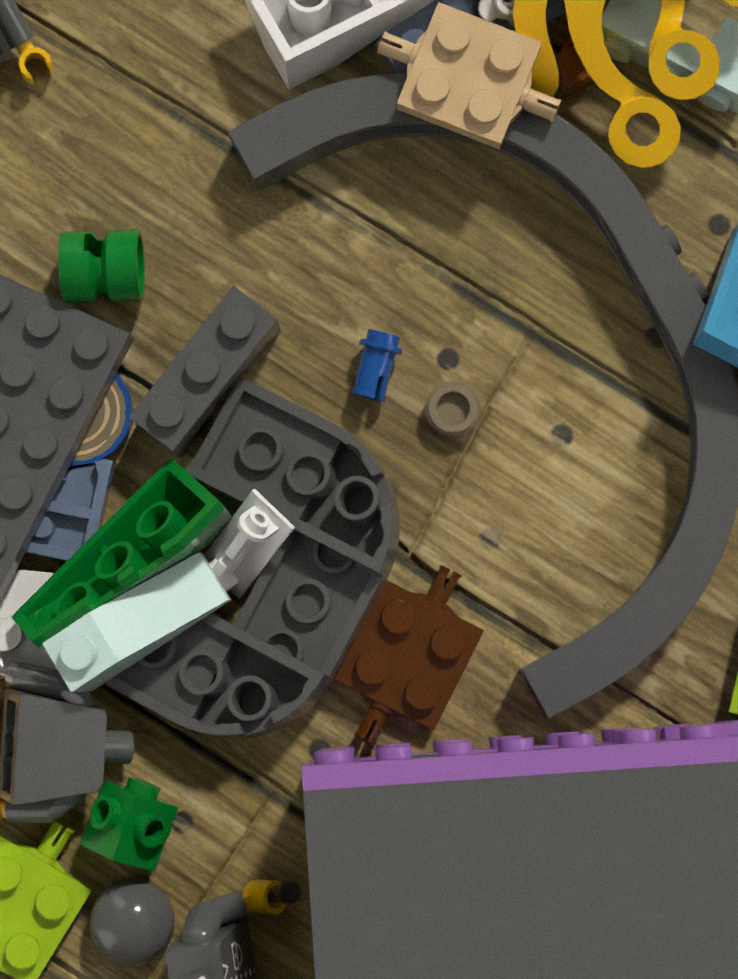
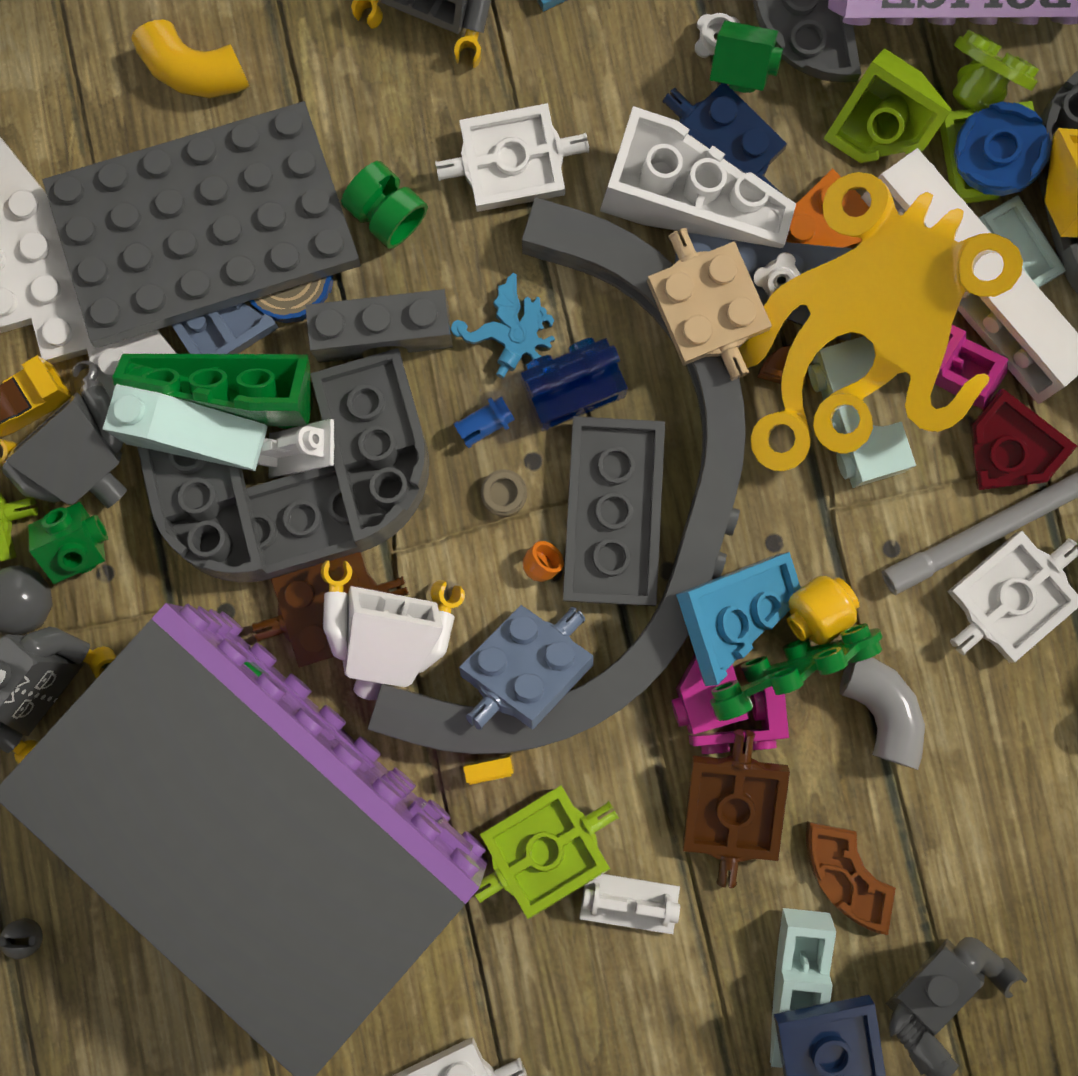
camera: 40 degrees right, 0 degrees up
(167, 117) = (512, 157): none -> white plate
(325, 266) = (516, 336): none -> dark azure piece
(418, 257) = (573, 382): none -> clear blue brick
(481, 625) = (386, 634): none -> white torso
(546, 433) = (542, 561): none -> orange hinge
(562, 331) = (614, 511): none -> dark grey plate
(626, 533) = (526, 667): none -> sand blue plate
(681, 650) = (488, 769): none -> yellow tile

